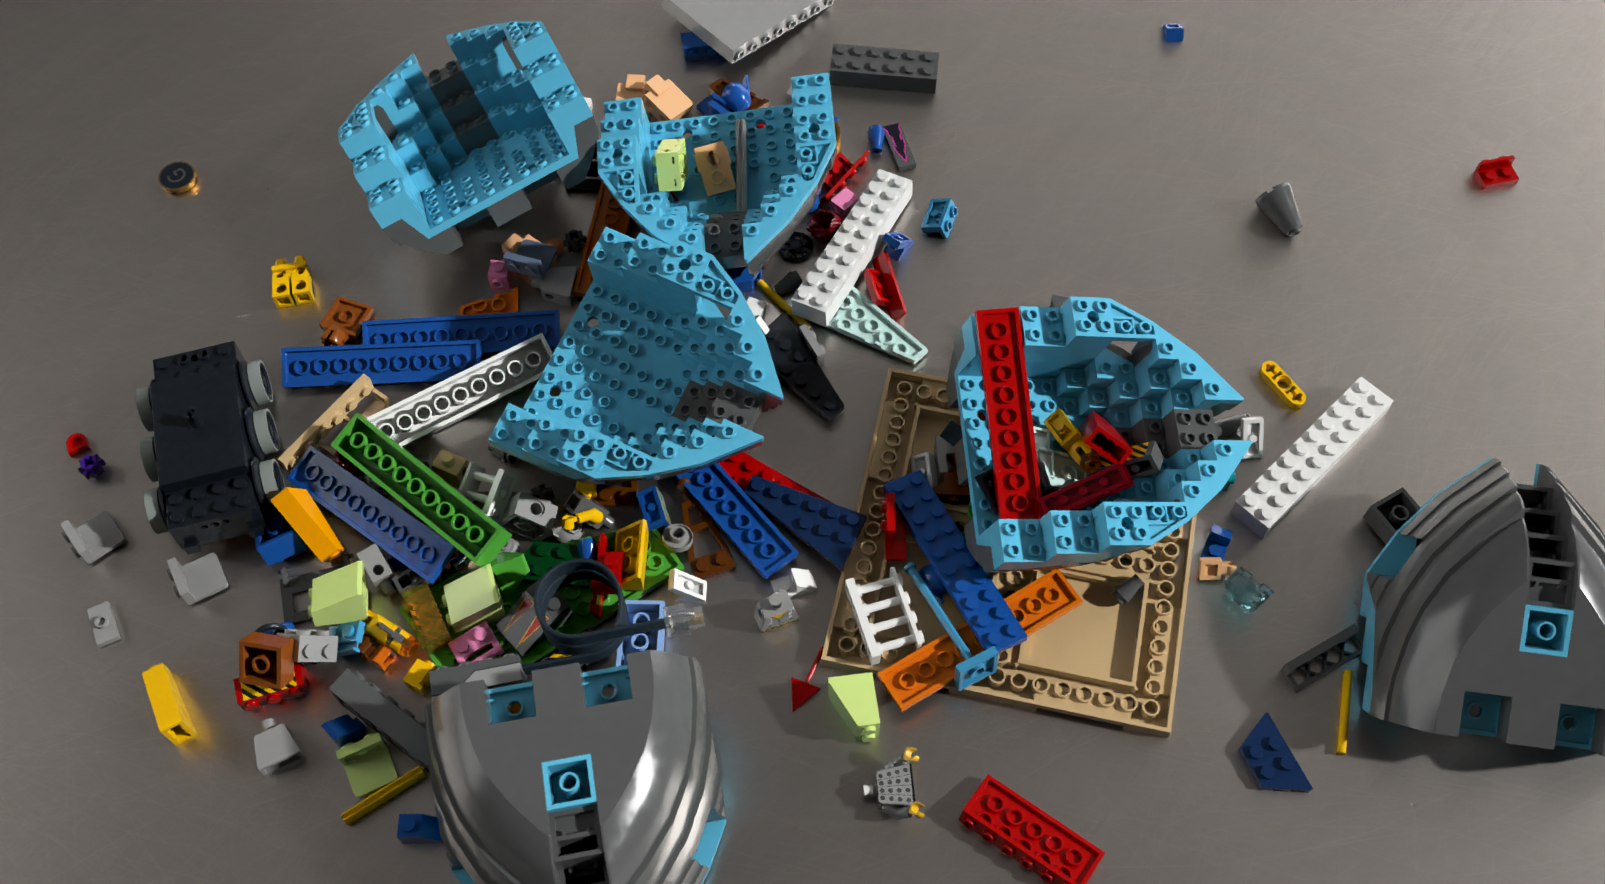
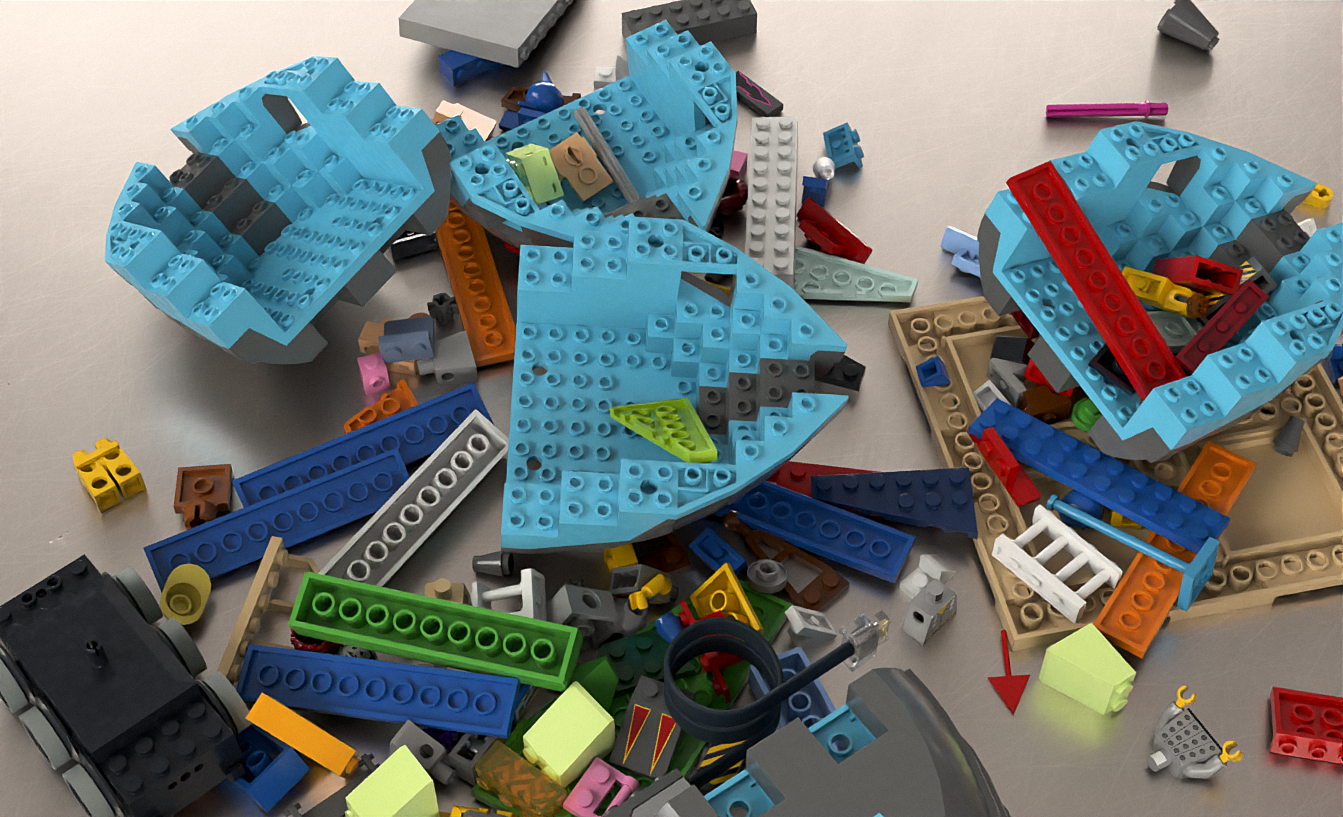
camera: 25 degrees left, 10 degrees down
(293, 392) = (185, 594): none -> light yellow piece
(646, 406) = (671, 426): none -> lime wing
(889, 430) = (933, 373): none -> blue slope
(912, 231) = (820, 165): none -> white cone
(1169, 260) = (1107, 110): none -> dark pink axle

